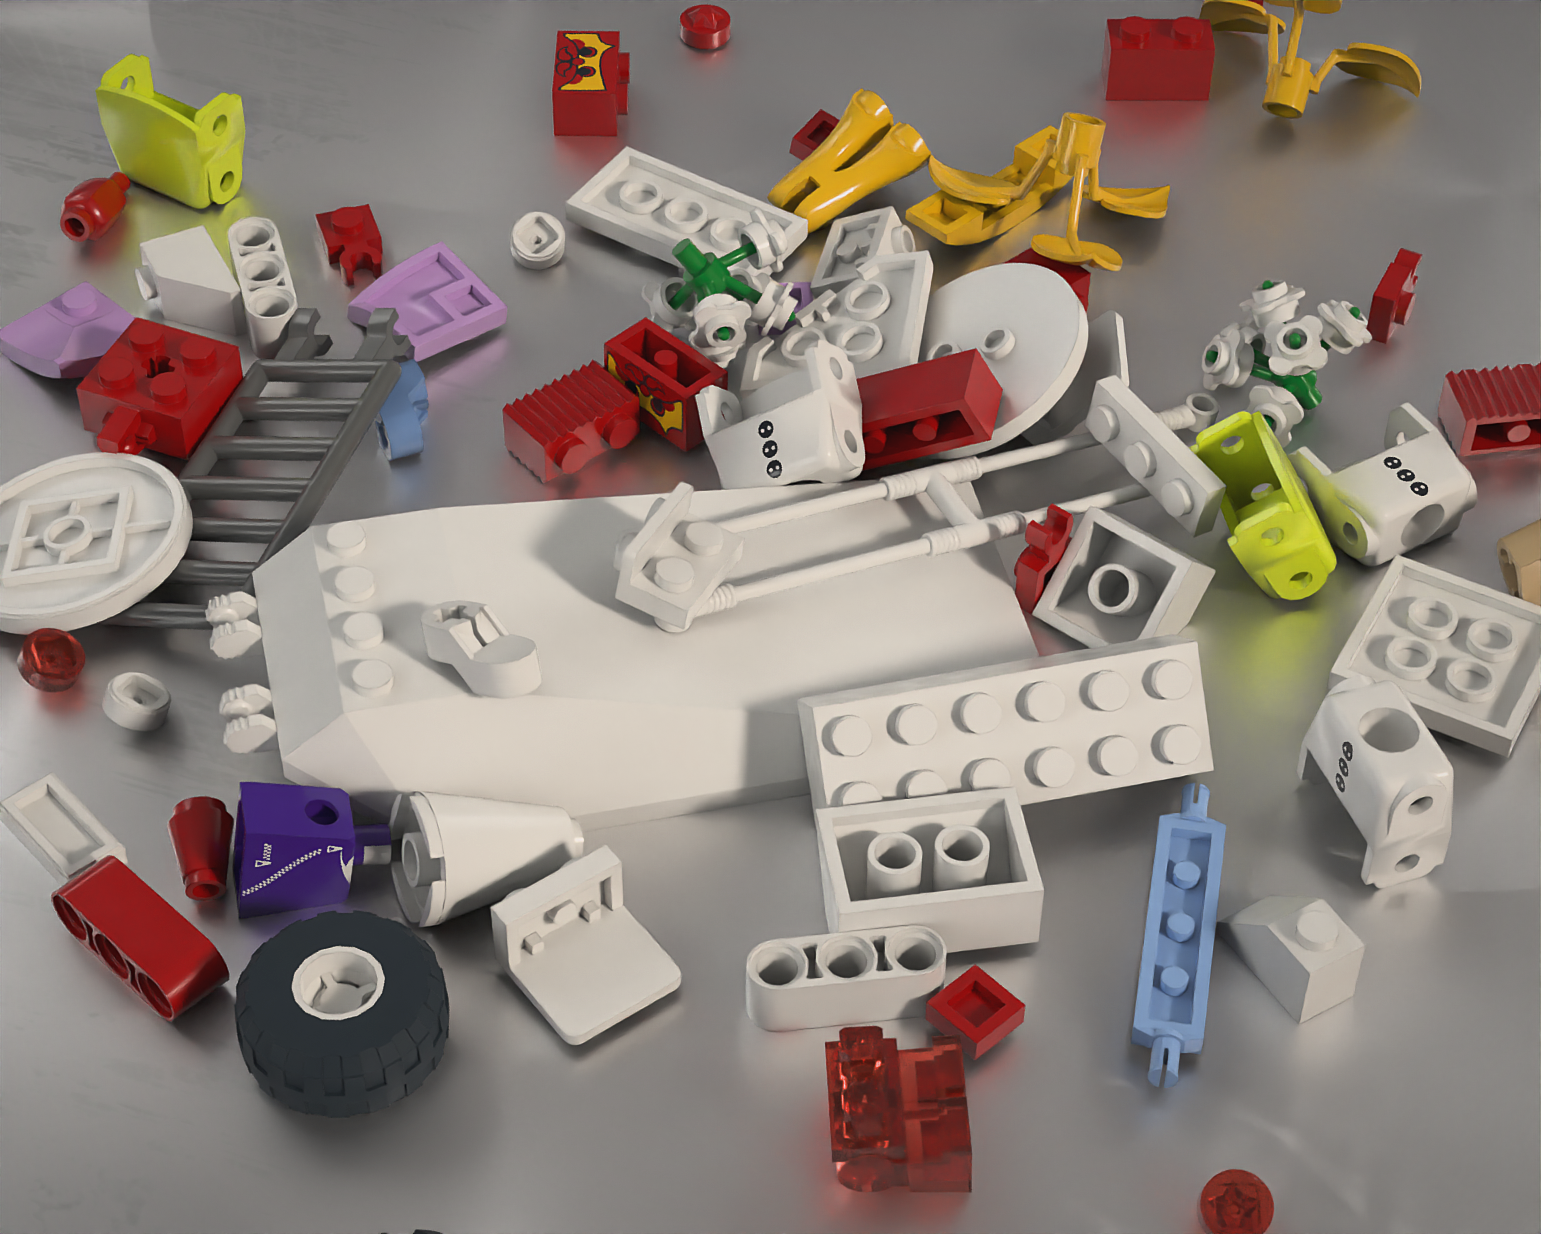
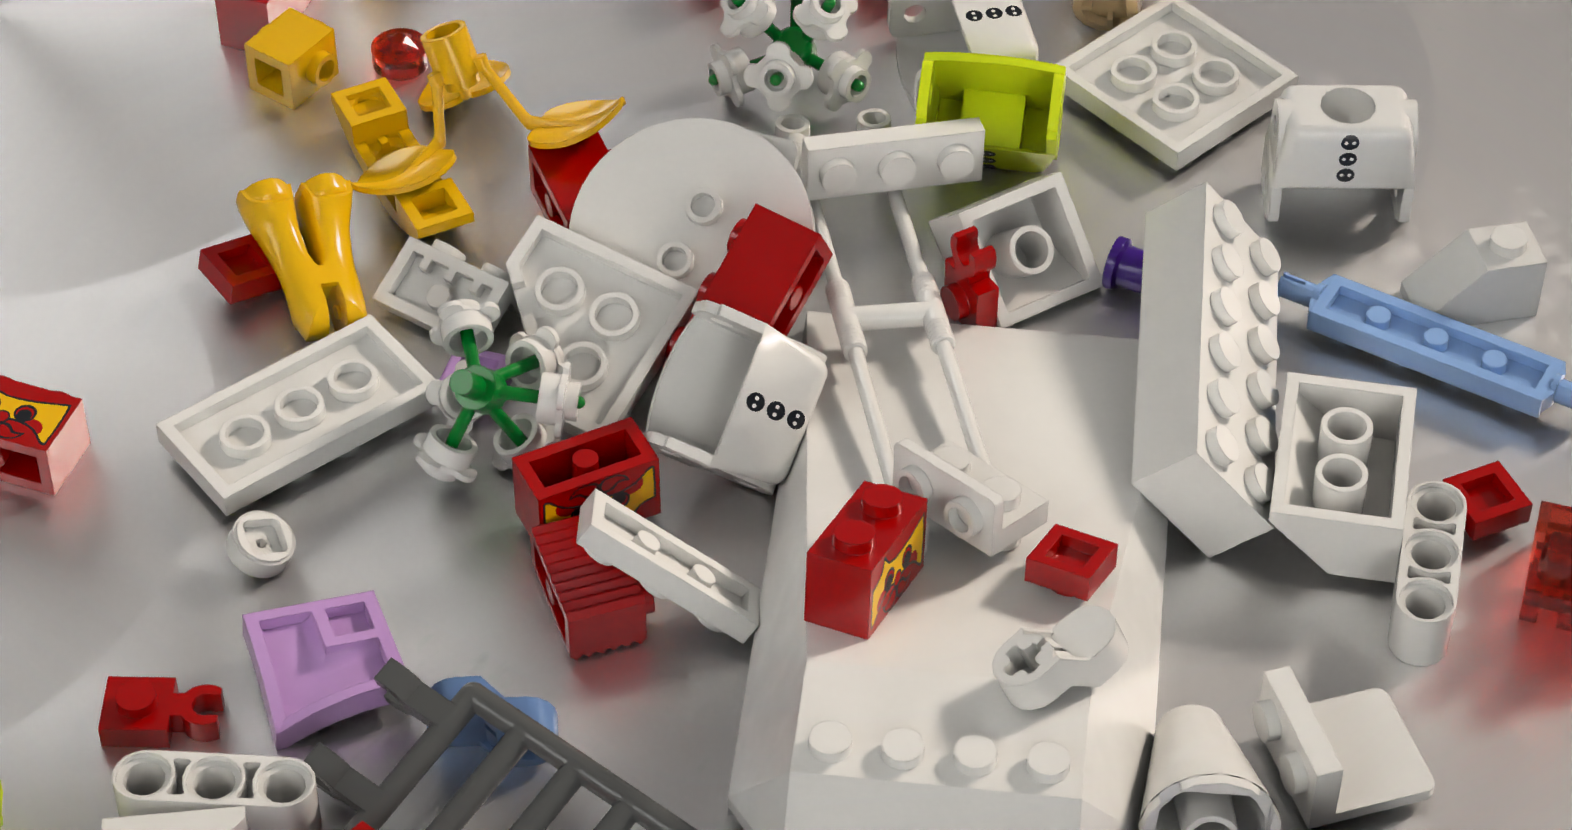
camera: 70 degrees left, 0 degrees up
(557, 508) = (865, 559): none -> red brick
(577, 426) = (668, 566): none -> white plate
(632, 651) = (1071, 562): none -> red plate
(1091, 90) = (291, 58): none -> yellow brick
(1146, 160) = (399, 54): none -> clear red tile

